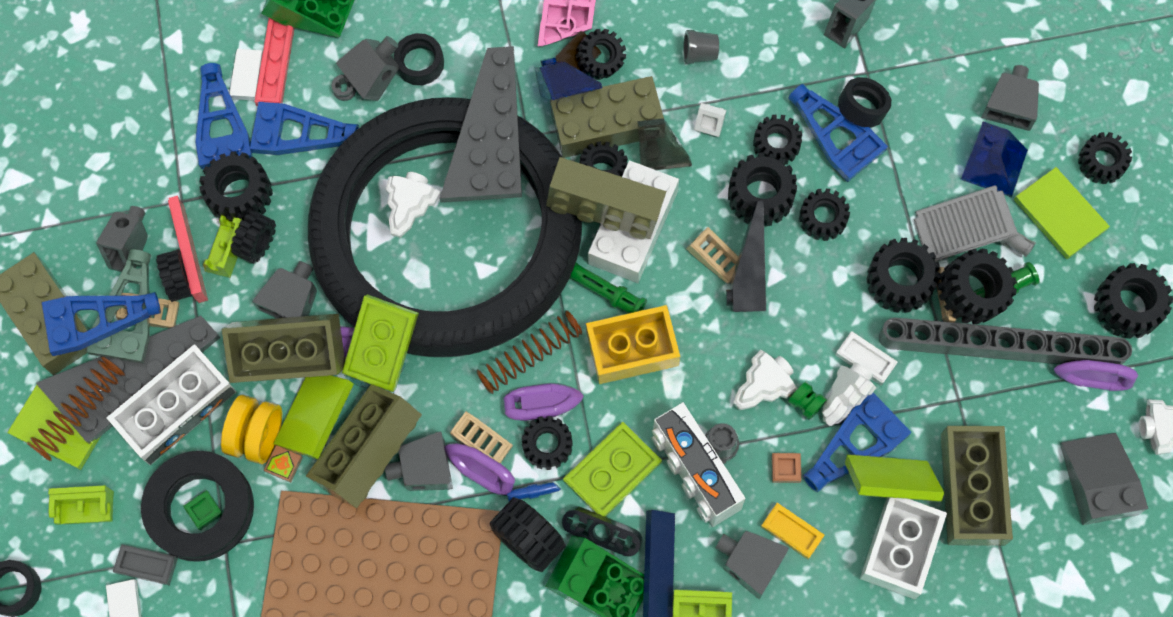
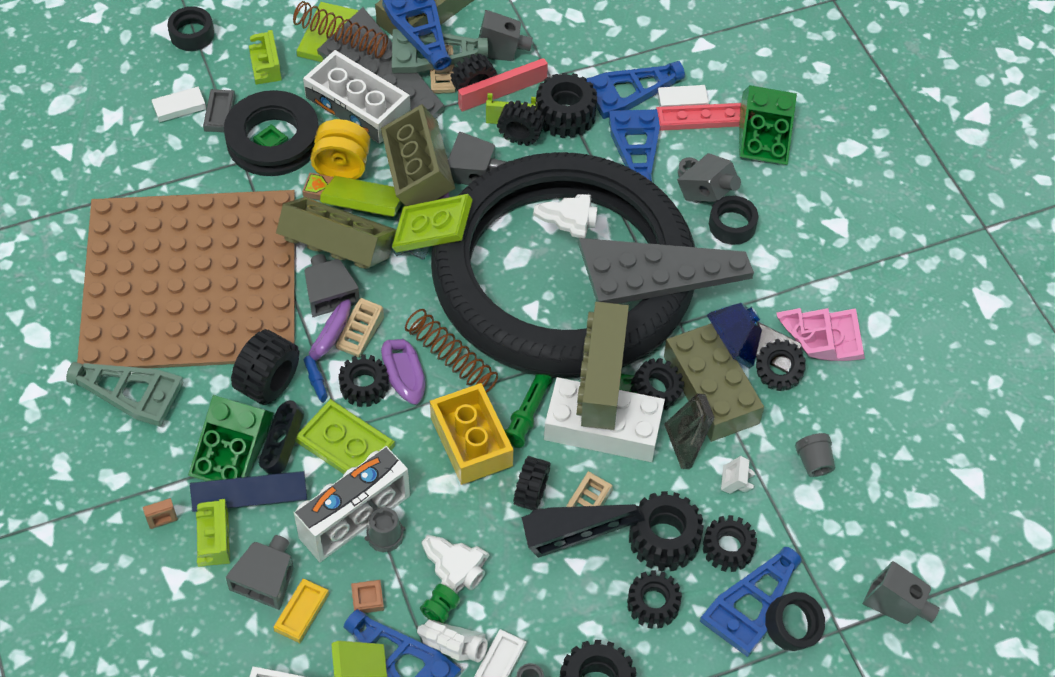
camera: 75 degrees right, 15 degrees down
(697, 296) = (531, 483): none -> black tyre

